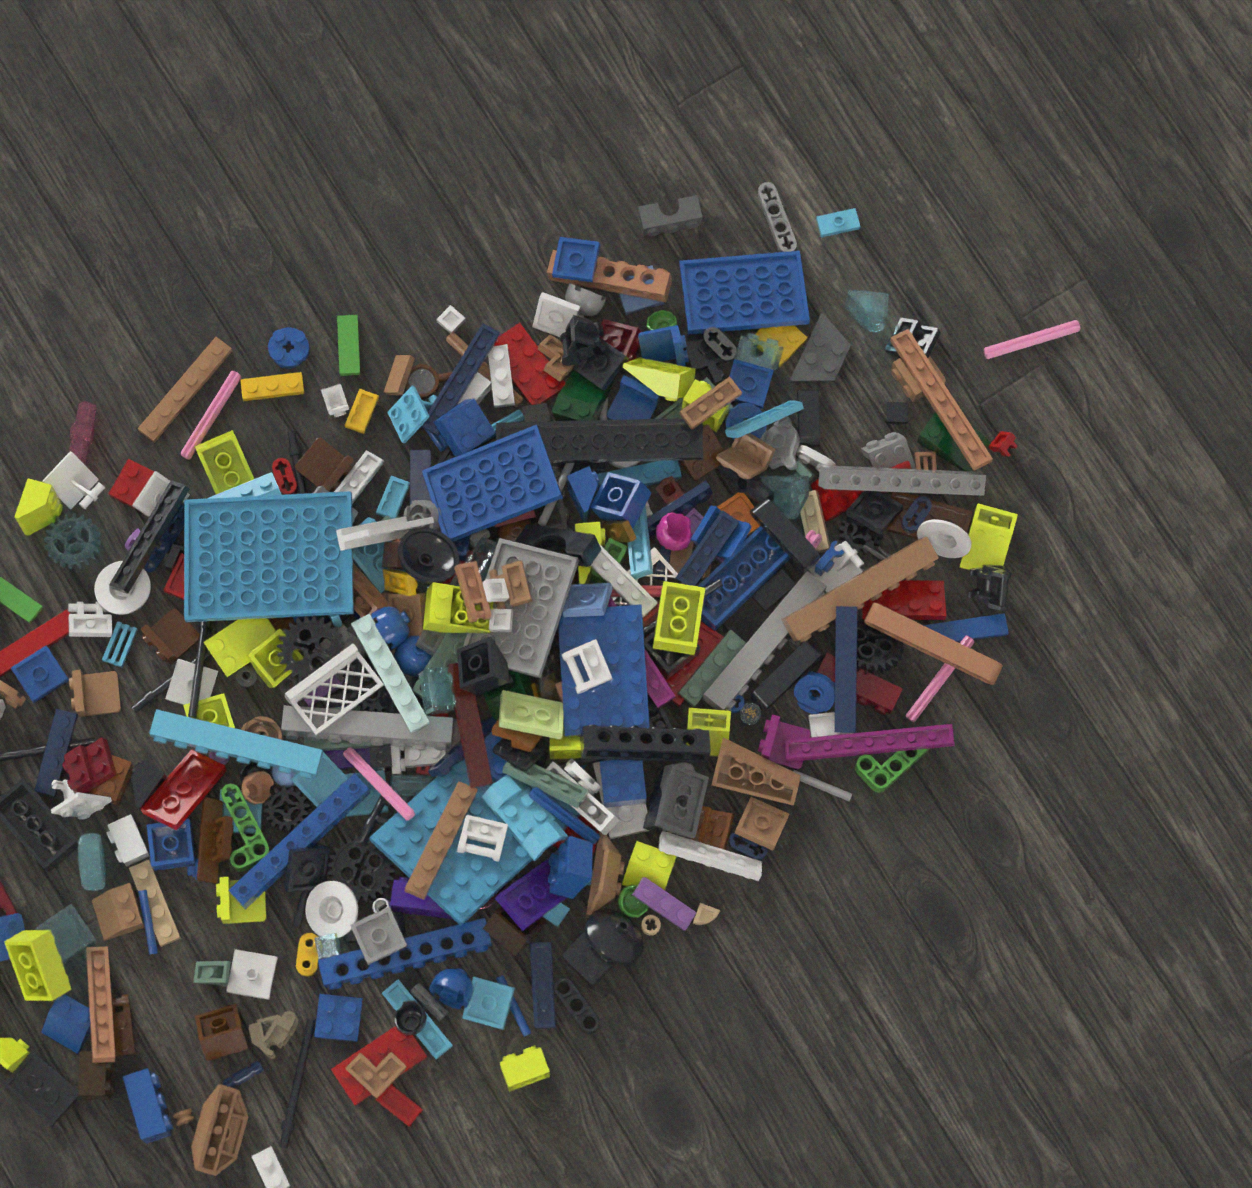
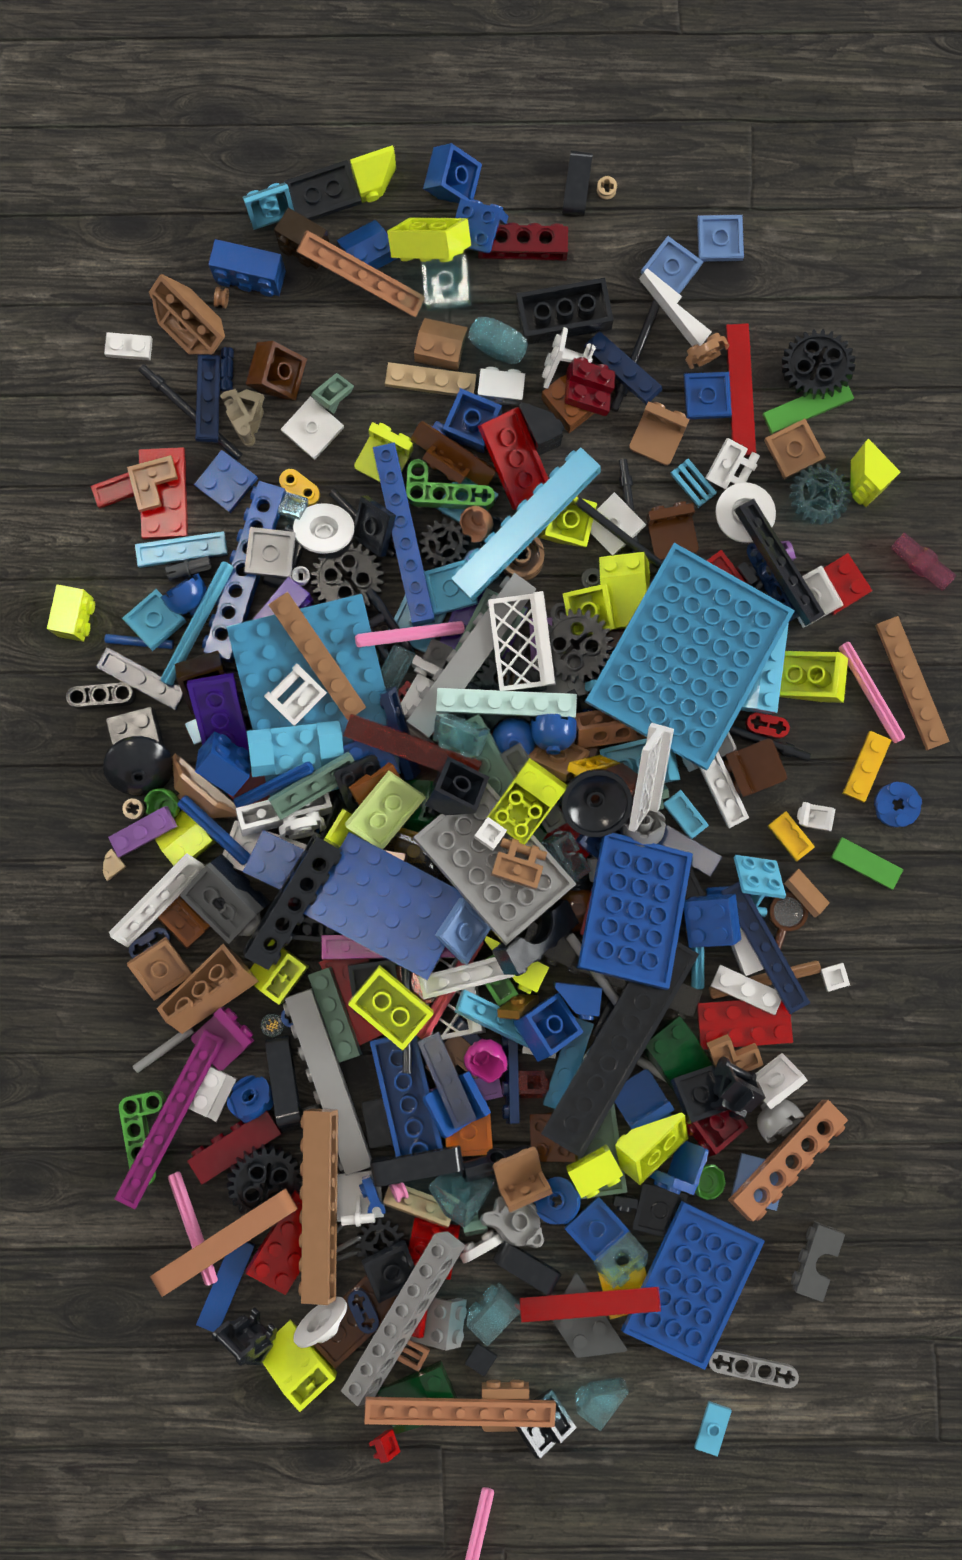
camera: 125 degrees right, 10 degrees up
(45, 581) = (794, 448): none -> medium nougat plate
(73, 481) = (878, 524): white plate -> none
(78, 1124) = (268, 204): none -> medium azure slope
(123, 1027) = (336, 290): reddish brown plate -> none
(147, 919) = (415, 362): blue bar -> none
(277, 1074) = (207, 398): none -> dark blue tile
(410, 1018) = (179, 539): black hair -> none
(470, 962) = (197, 621): none -> medium azure axle
(472, 591) = (532, 822): nougat plate -> none
(495, 590) = (520, 844): white plate -> none
(576, 259) = (822, 1135): blue plate -> none
(593, 663) = (394, 897): white plate -> none
(627, 844) = (214, 830): none -> blue axle
(710, 403) = (587, 1174): medium nougat plate -> none
(716, 346) = (654, 1231): dark grey beam -> none
(764, 419) = (546, 1220): medium azure tile -> none
(805, 355) = (590, 1304): none -> red tile
(846, 669) = (250, 1141): dark blue tile -> none
(857, 420) = (492, 1313): none -> clear light blue brick

